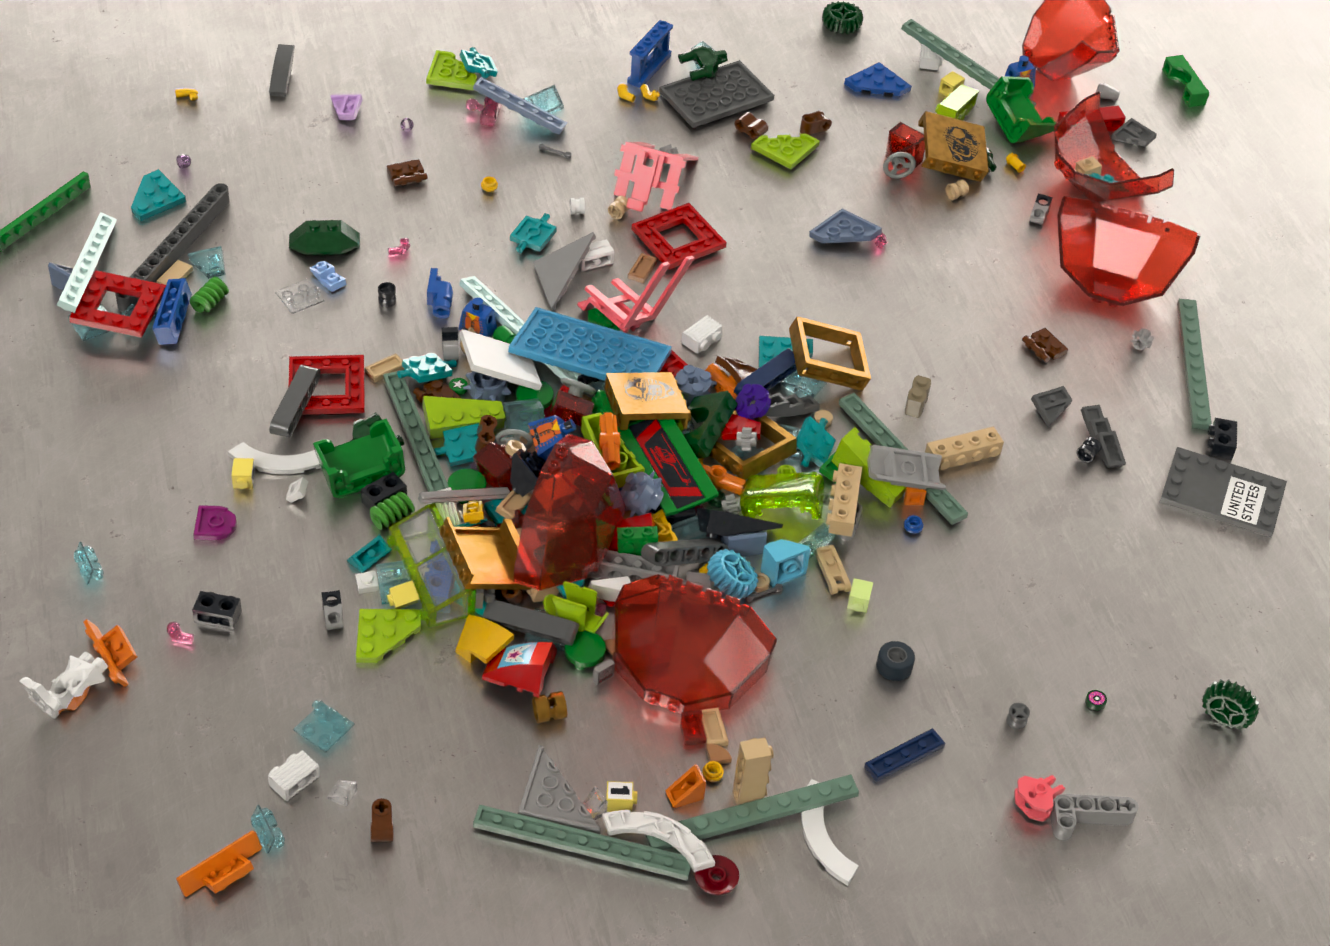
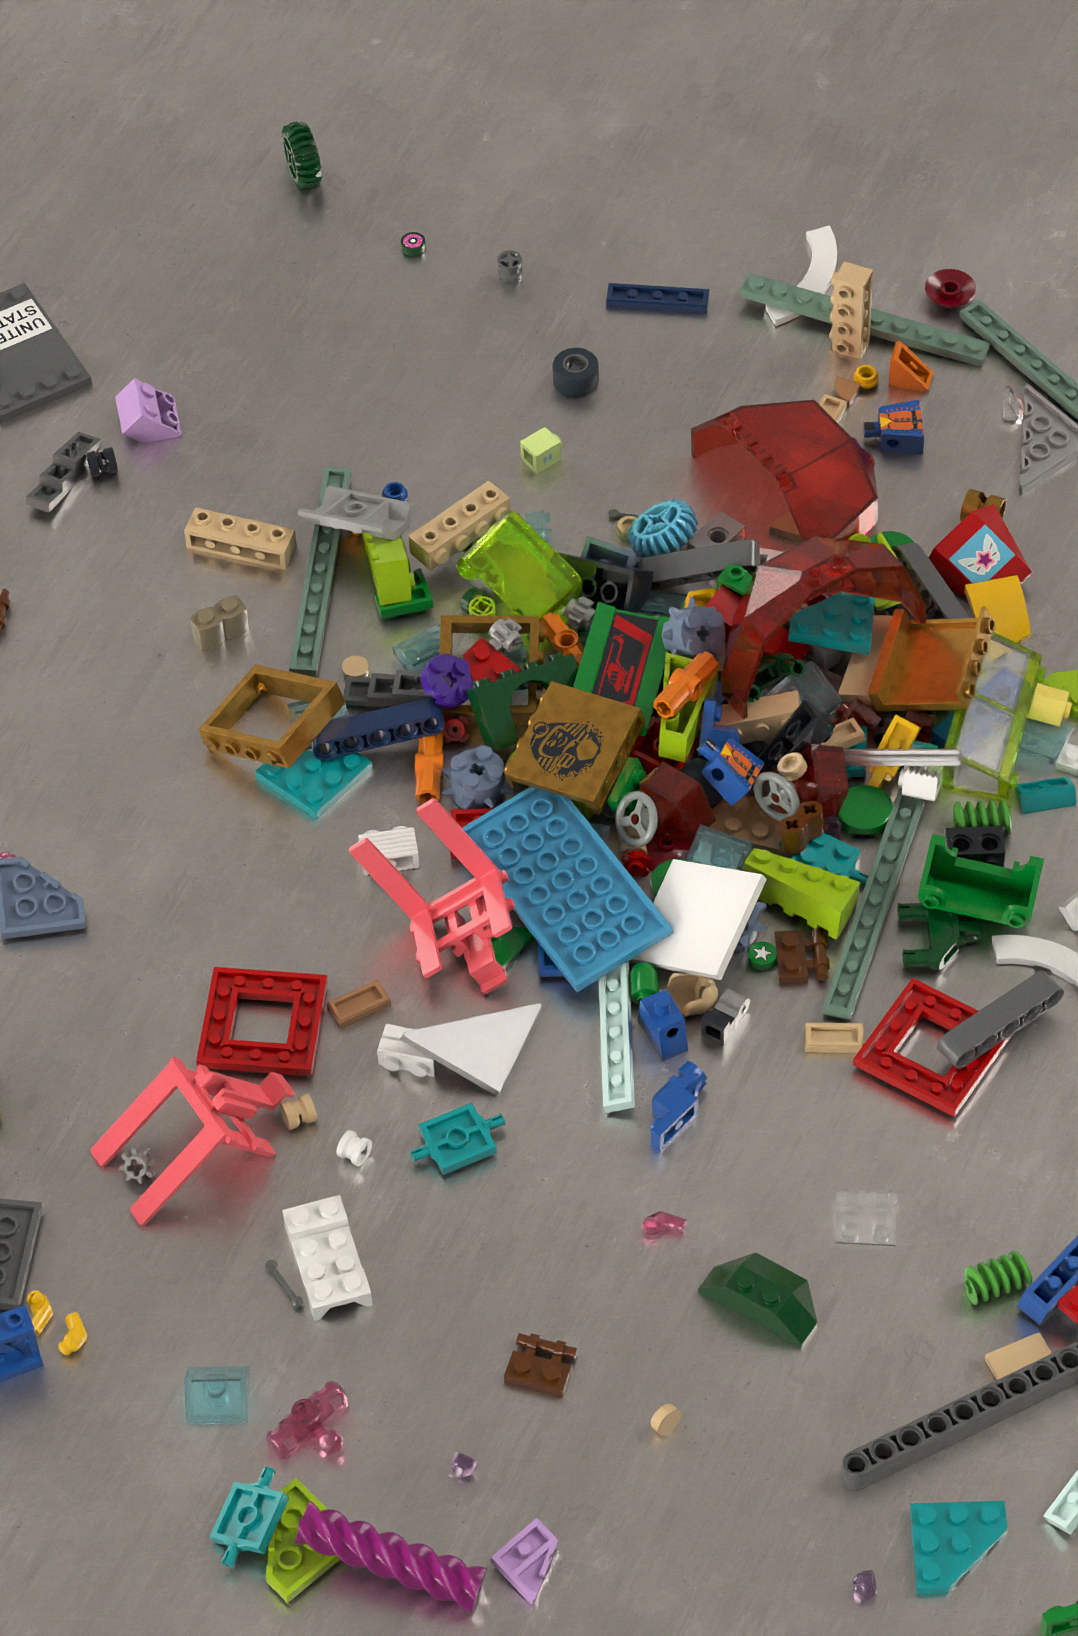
camera: 135 degrees left, 5 degrees up
(209, 261) = (955, 1349): clear light blue wing -> none
(327, 277) = (801, 1231): light blue slope -> none
(328, 175) = (665, 1419): none -> tan tile
(387, 294) = (747, 1143): black wheel -> none
(403, 71) = (390, 1556): none -> magenta piece
(426, 368) = (786, 992): teal plate -> none
(489, 184) = (440, 1261): yellow plate -> none
(519, 105) = (274, 1371): sand blue plate -> none
(543, 165) = (326, 1255): none -> white piece
(603, 672) = (893, 518): light grey tile -> none
(620, 796) = (983, 397): brick -> none
(655, 740) = (898, 428): none -> blue torso
(664, 829) = (971, 344): white tile -> none
(692, 727) = (852, 418): clear red bracket -> none
(736, 367) = (397, 766): reddish brown plate -> none
(784, 561) = (592, 509): medium azure slope -> none
(815, 442) = (405, 630): teal plate -> none
(833, 569) = (539, 490): tan plate -> none
(1038, 796) = (577, 190): coral hinge -> none
(1051, 403) = (70, 536): dark grey wing -> none
(1090, 809) = (556, 170): light grey beam -> none
(1100, 491) = (147, 413): none -> lavender slope

